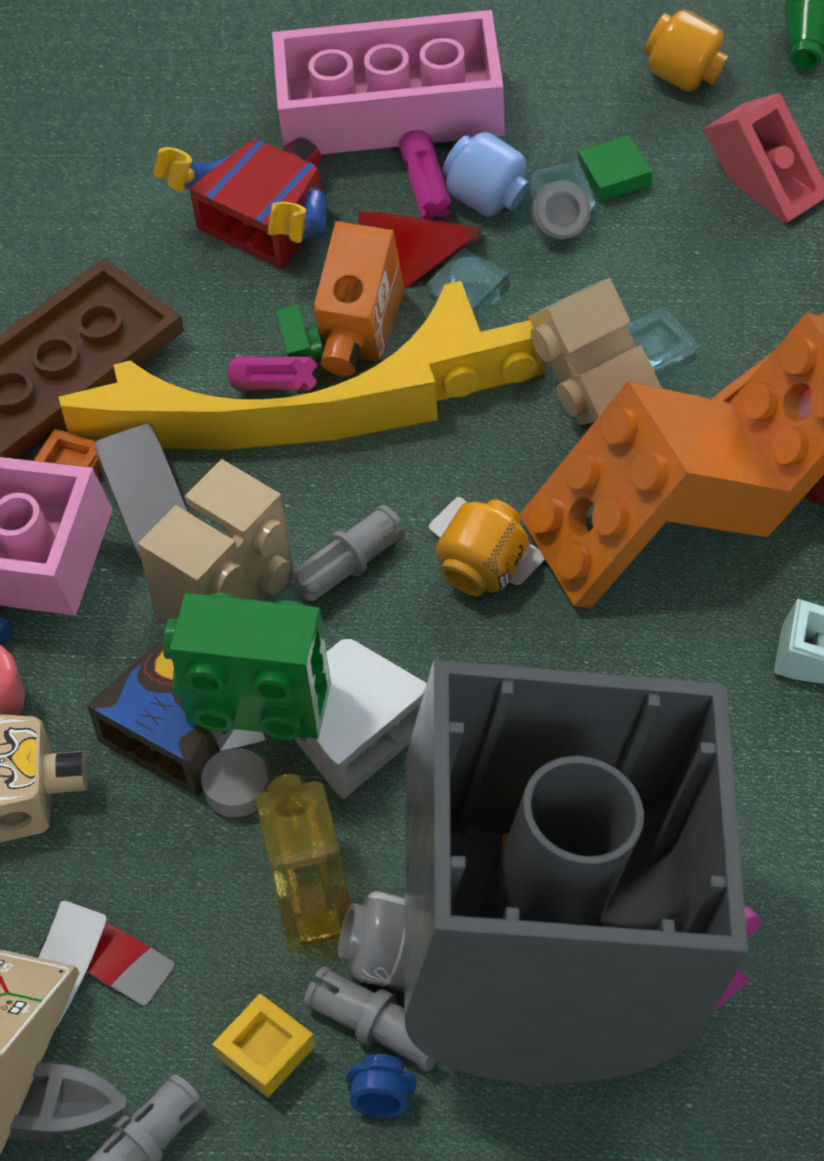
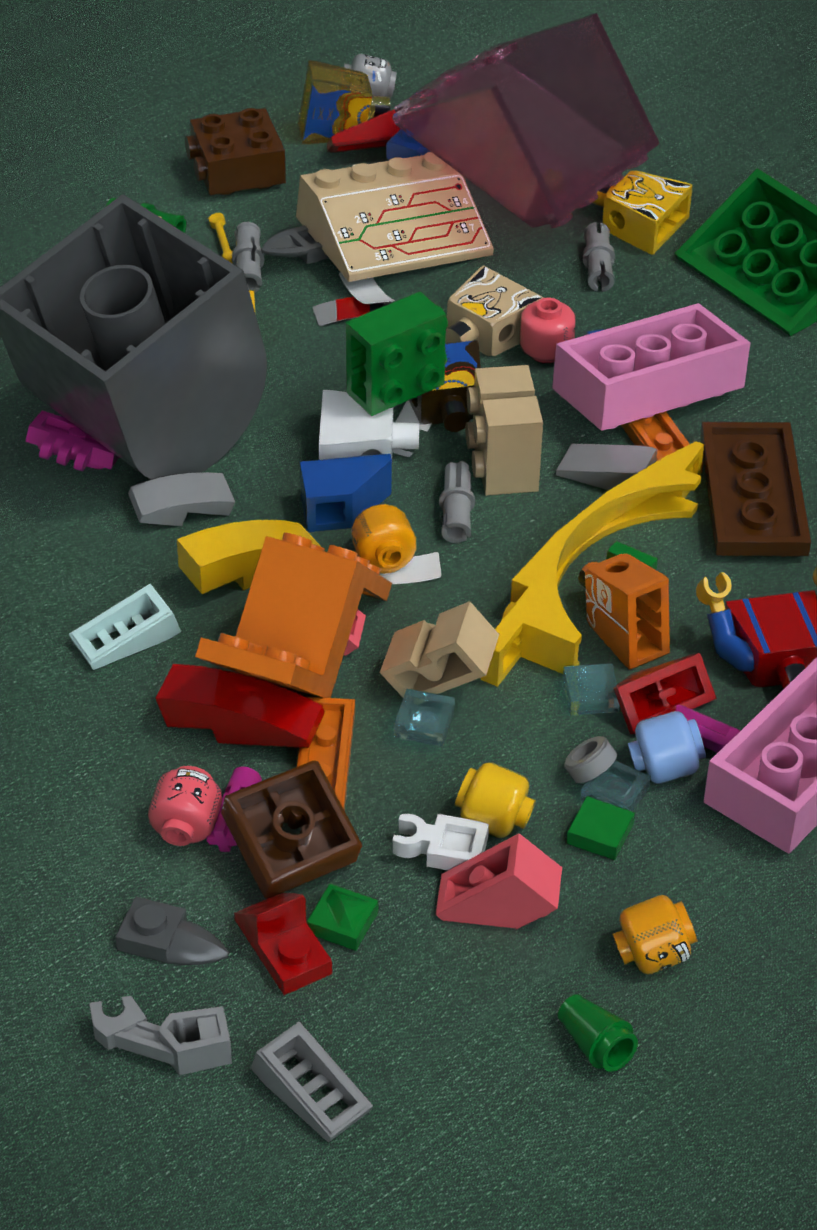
camera: 130 degrees right, 10 degrees down
(271, 373) = (604, 535): dark pink piece -> none
(298, 835) = (299, 356): clear yellow torso -> none
(449, 630) = (343, 488): none -> blue slope
(636, 635) = (230, 551): none -> yellow slope
(688, 222) = (495, 798): none -> yellow head
(764, 222) = (445, 843): none -> white plate

